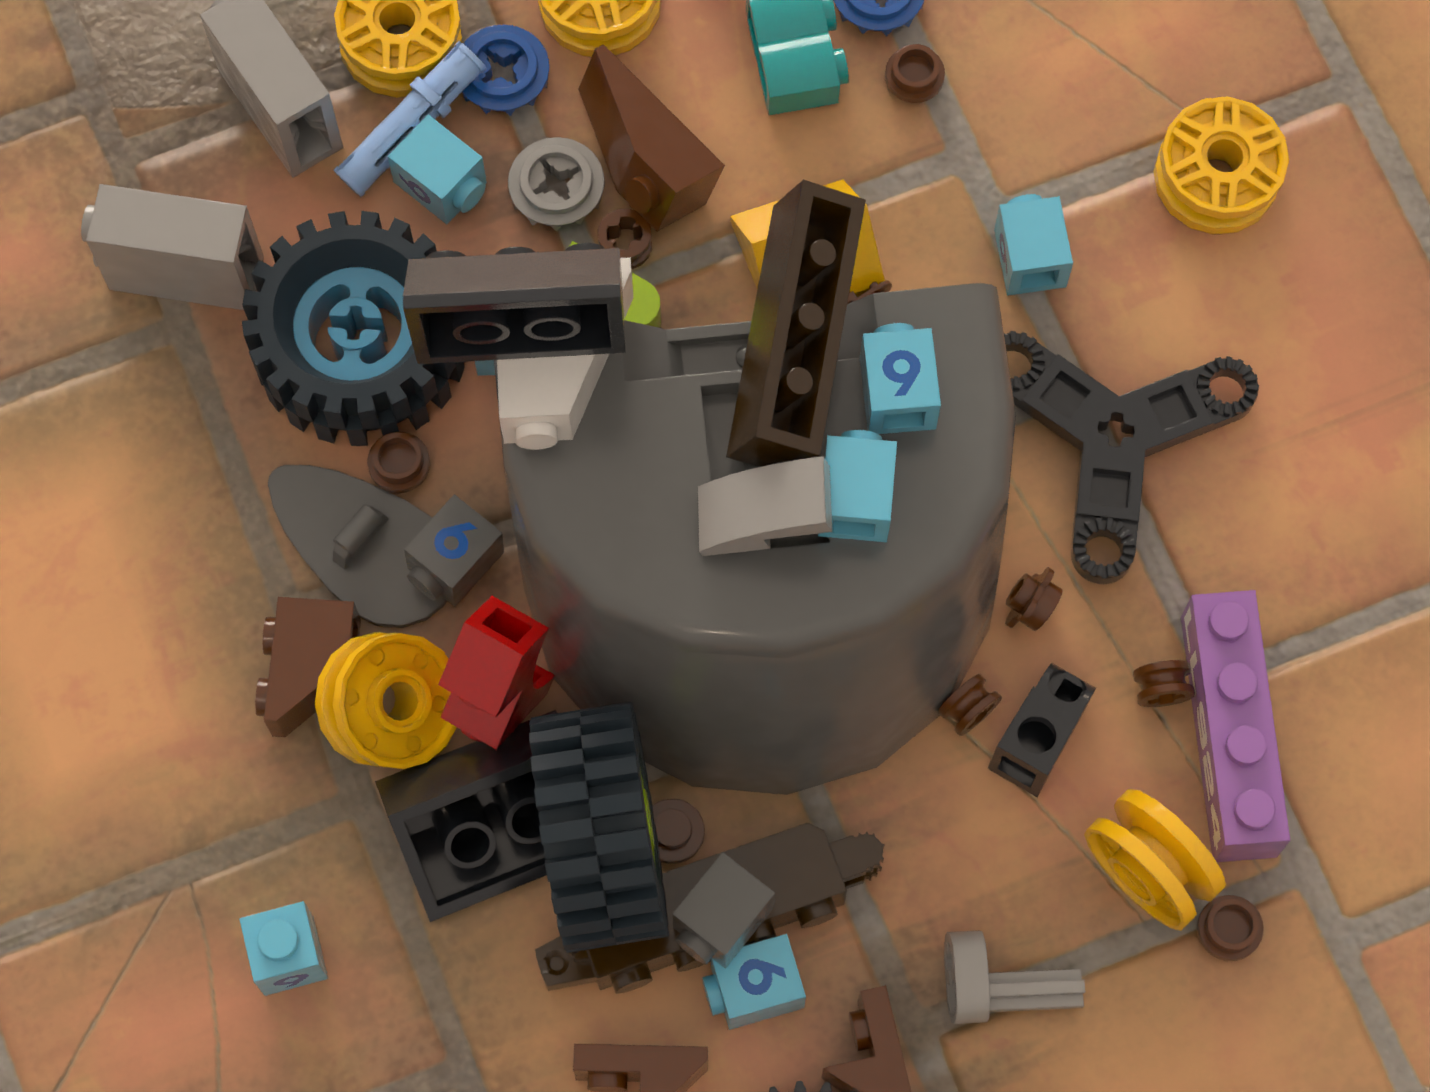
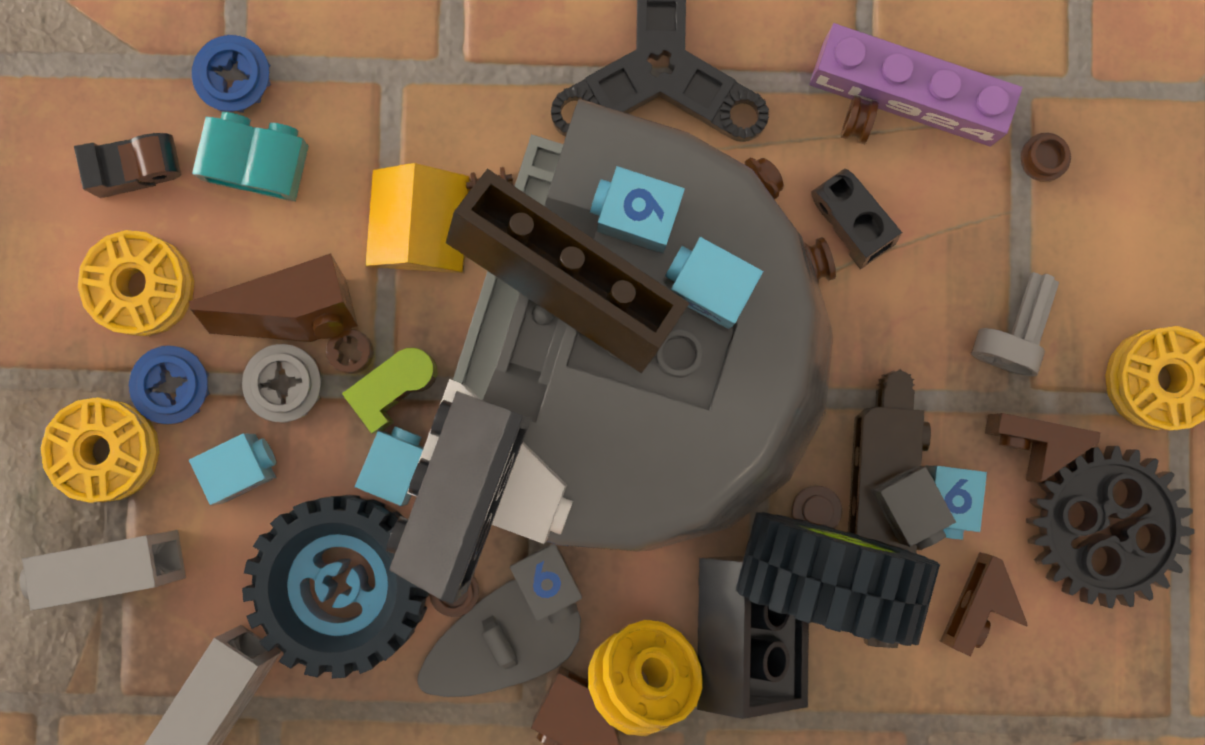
camera: 70 degrees left, 15 degrees up
(427, 97) = (174, 454): light blue pin -> none
(495, 673) = (678, 598): red arch -> none
(764, 504) = (704, 363): light grey slope -> none
(914, 73) = (312, 78): reddish brown plate -> none
(1033, 244) = (489, 54): medium azure brick -> none
(1155, 859) = (993, 185): yellow wheel -> none

